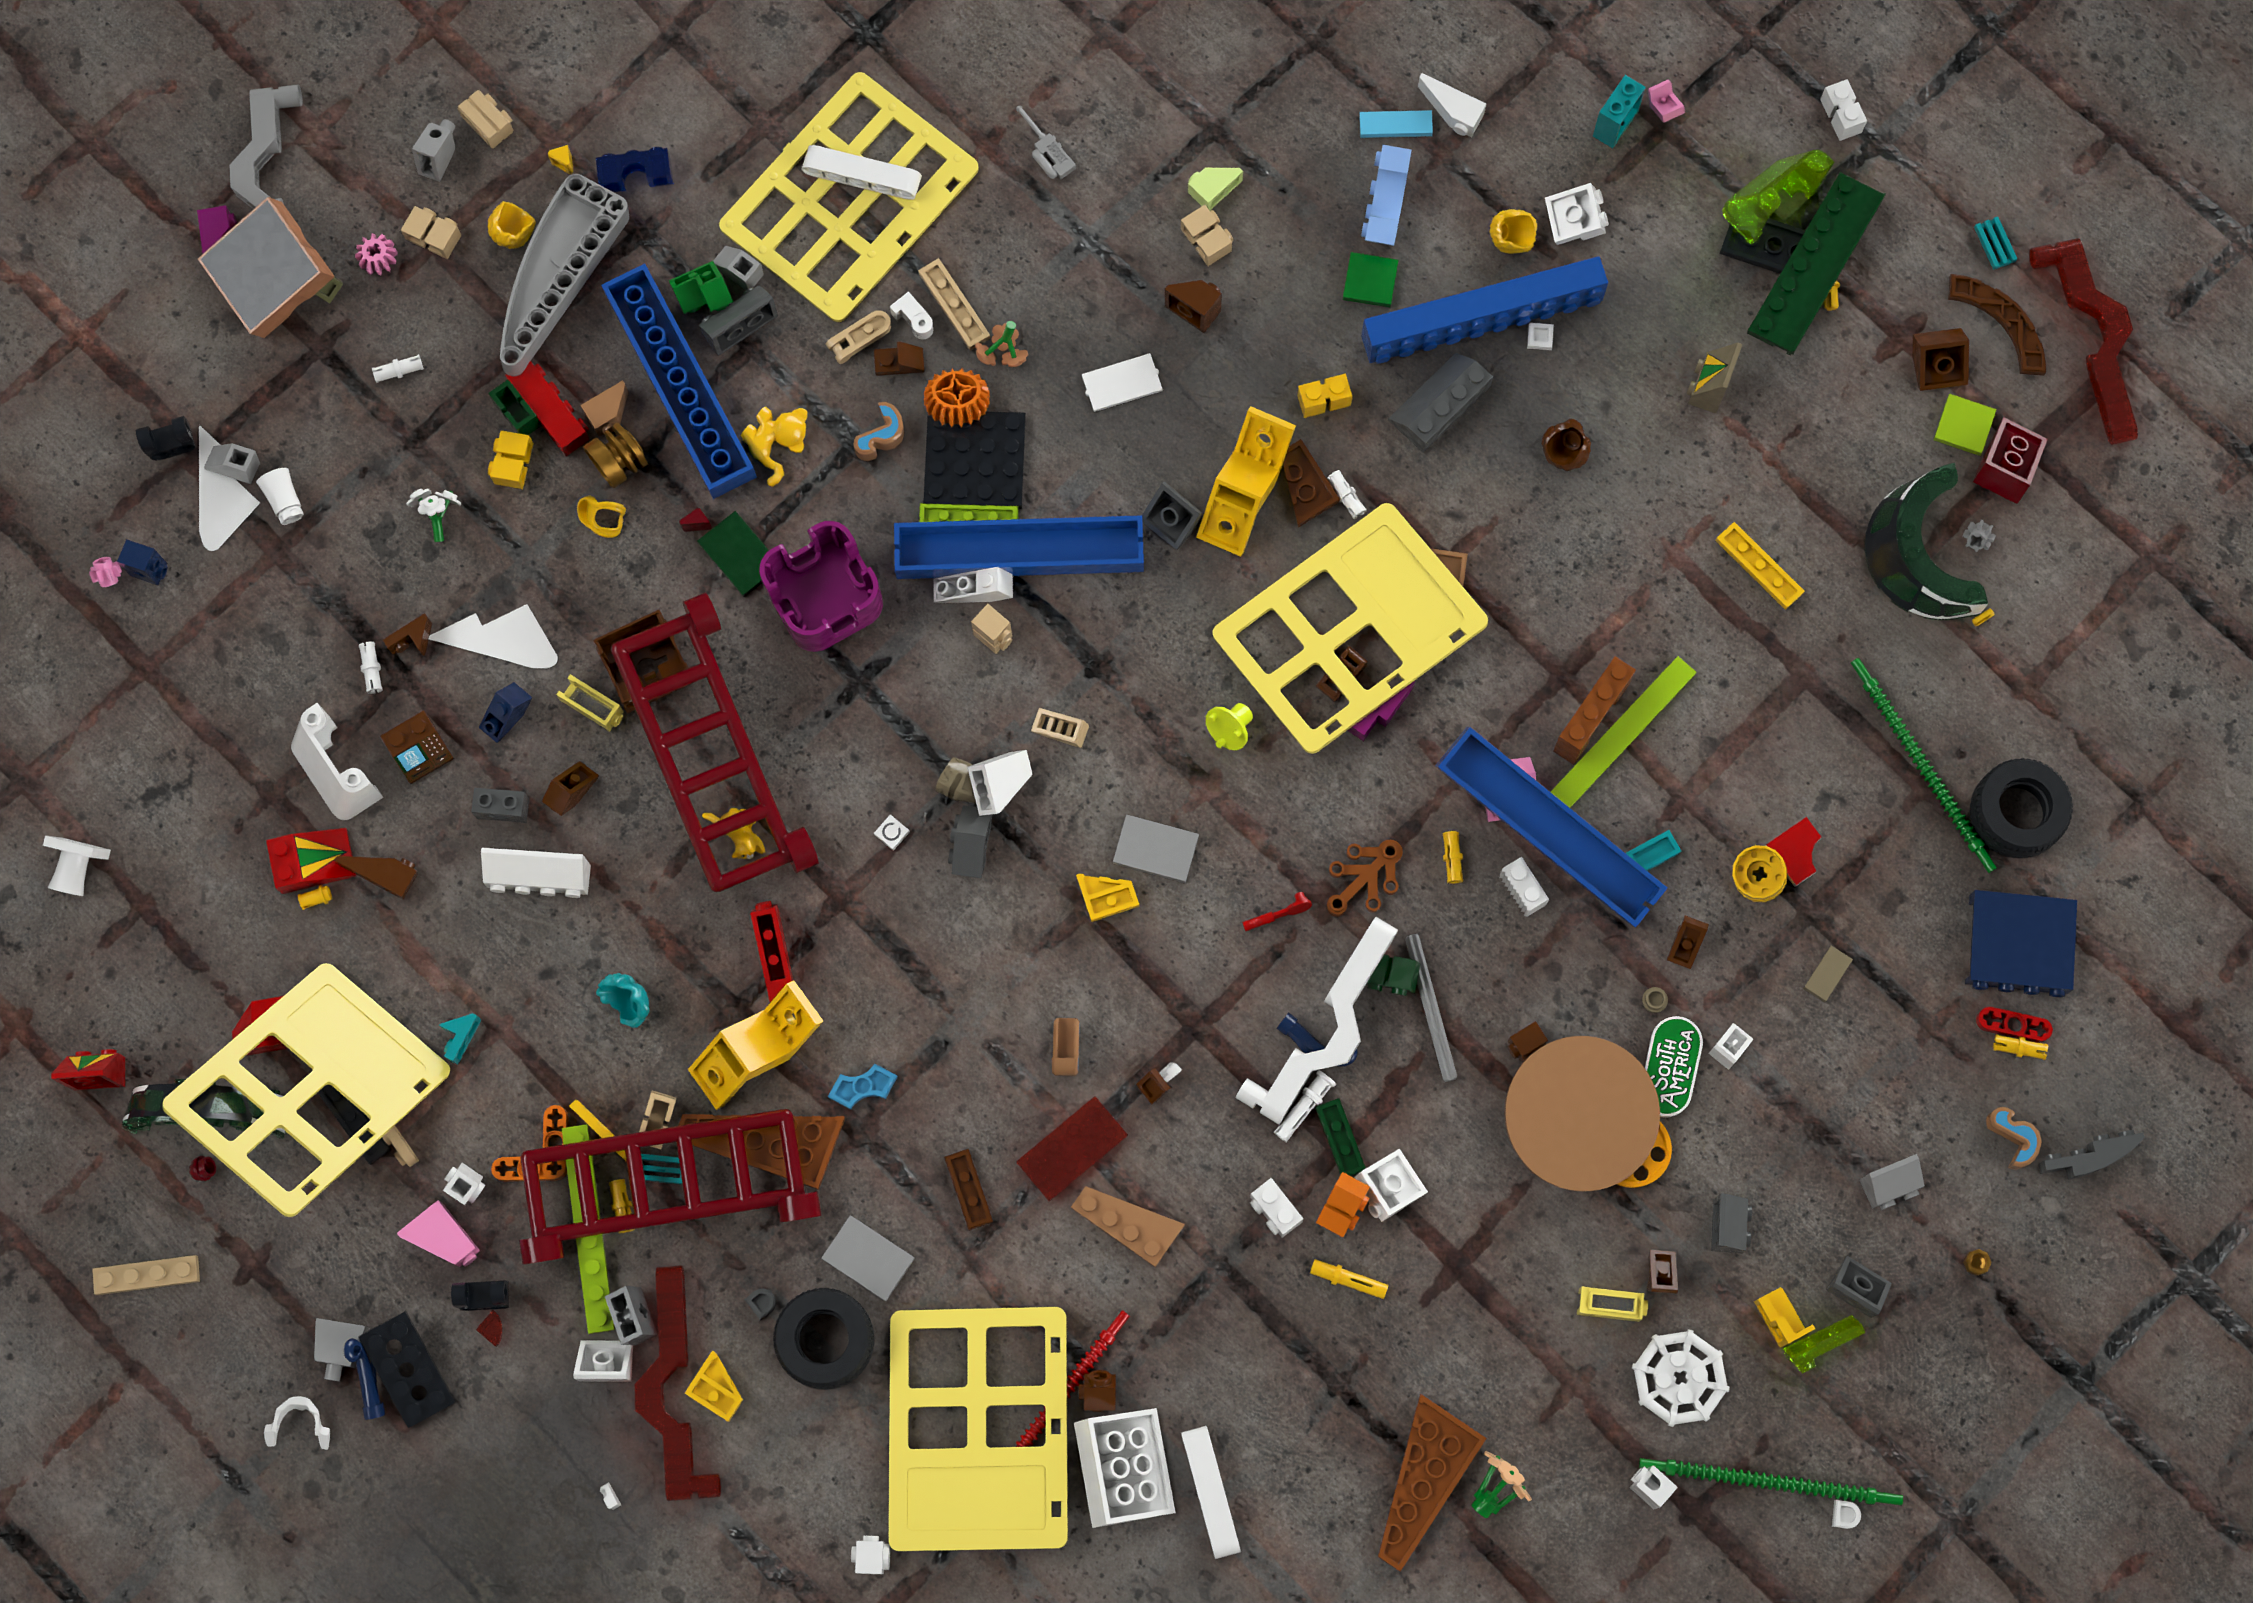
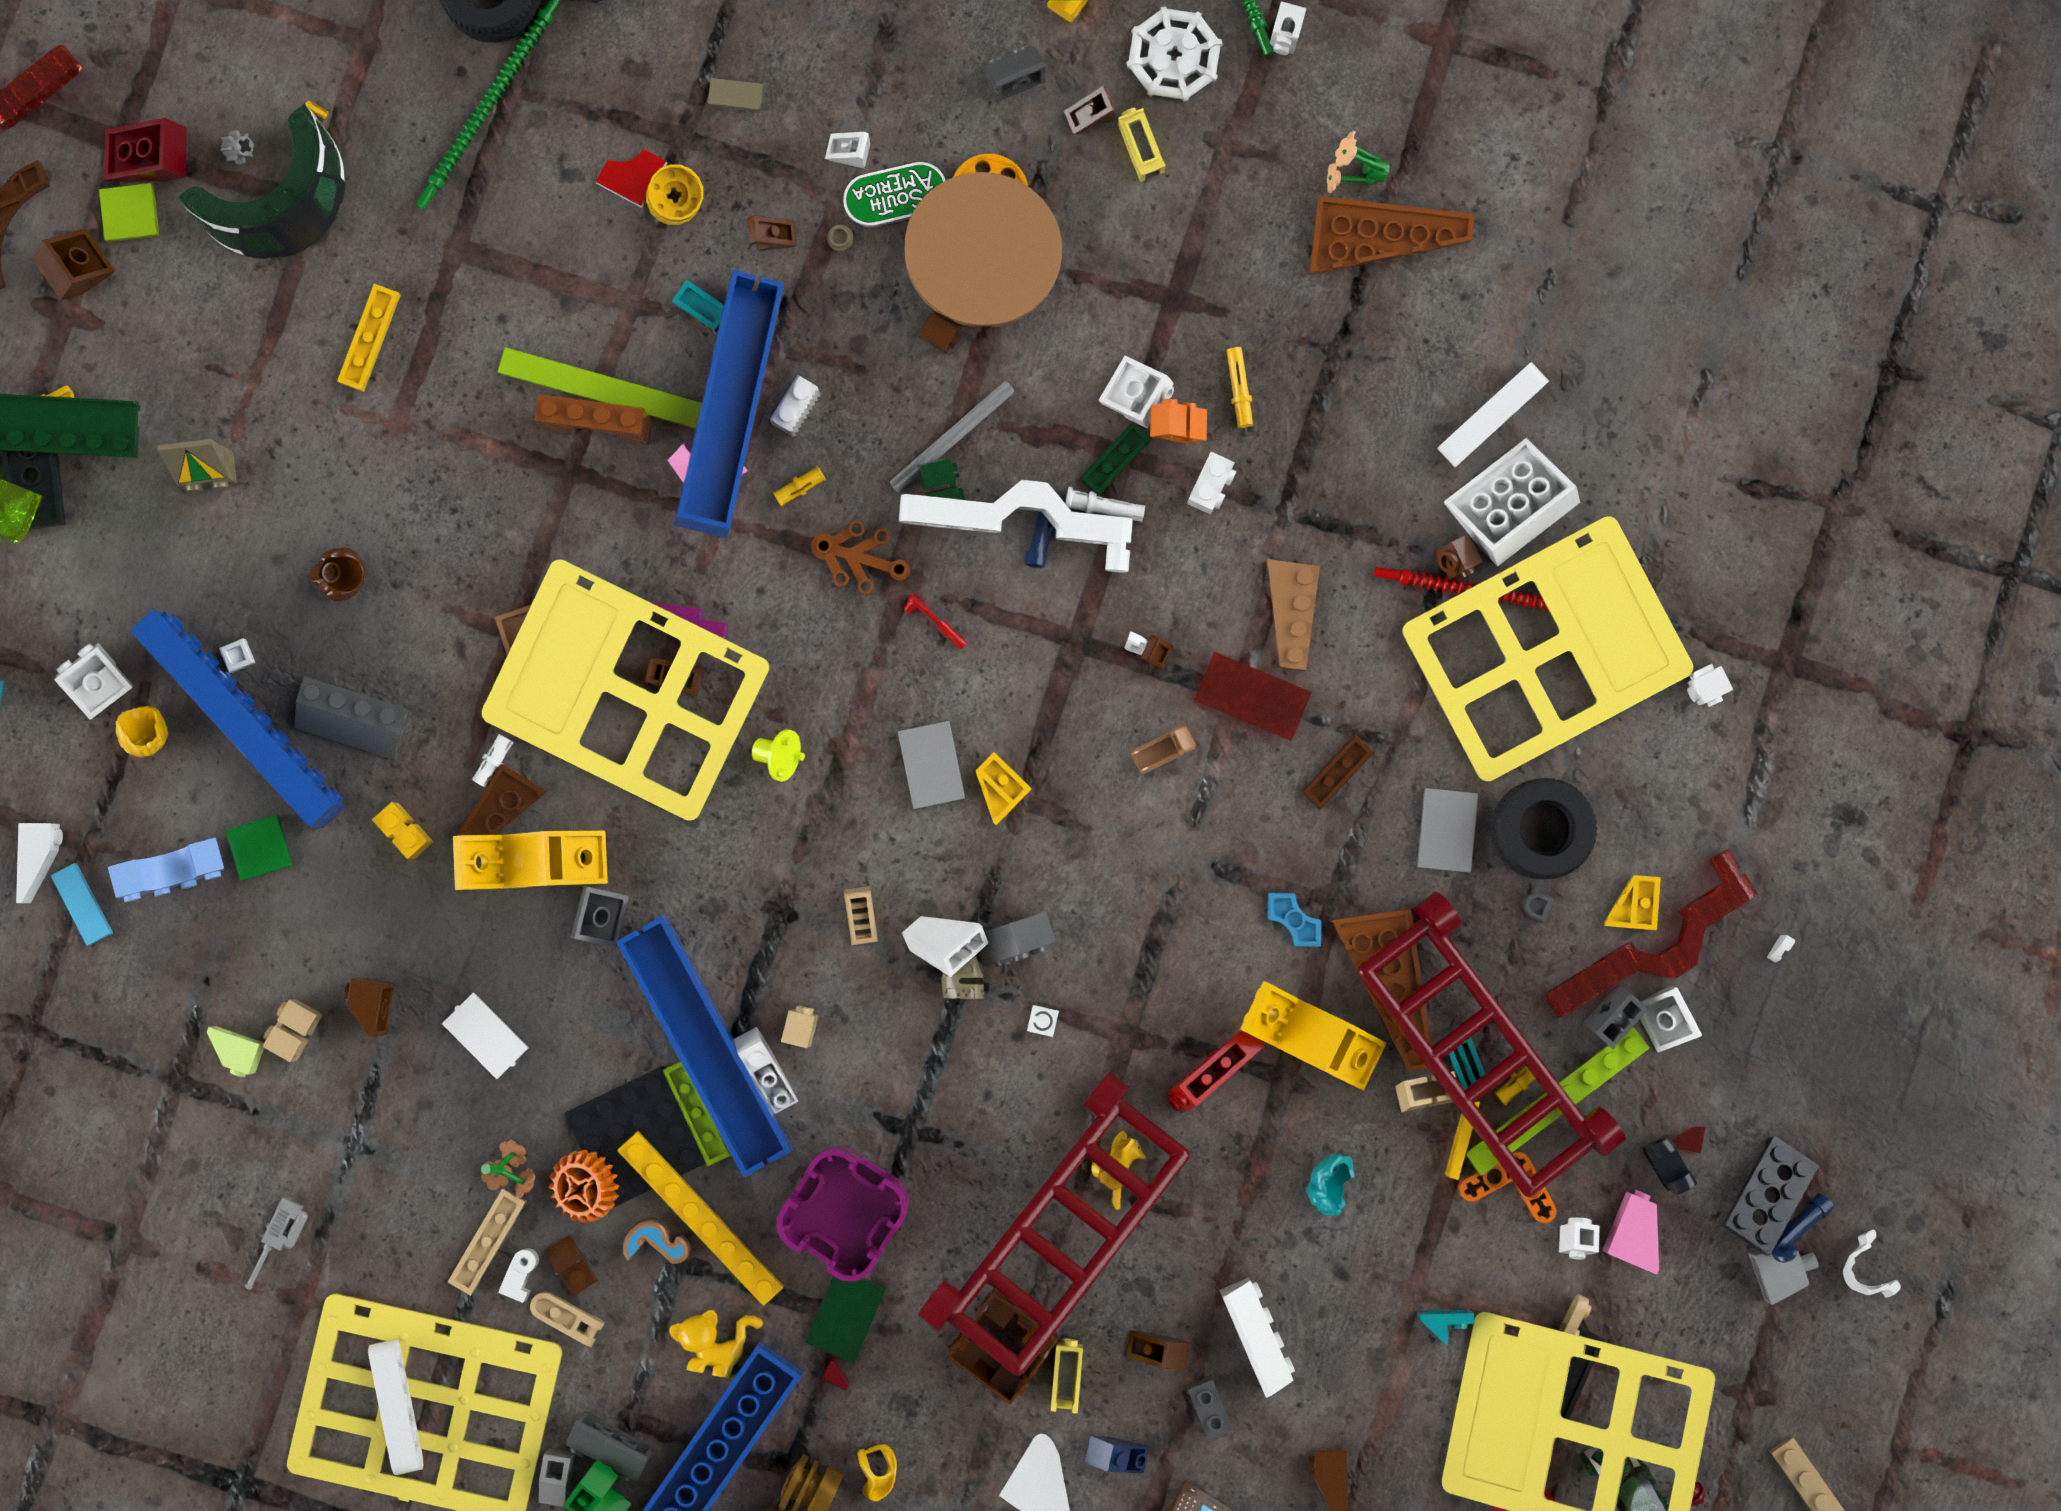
camera: 120 degrees left, 10 degrees up
(880, 476) = (700, 1218): none -> yellow plate

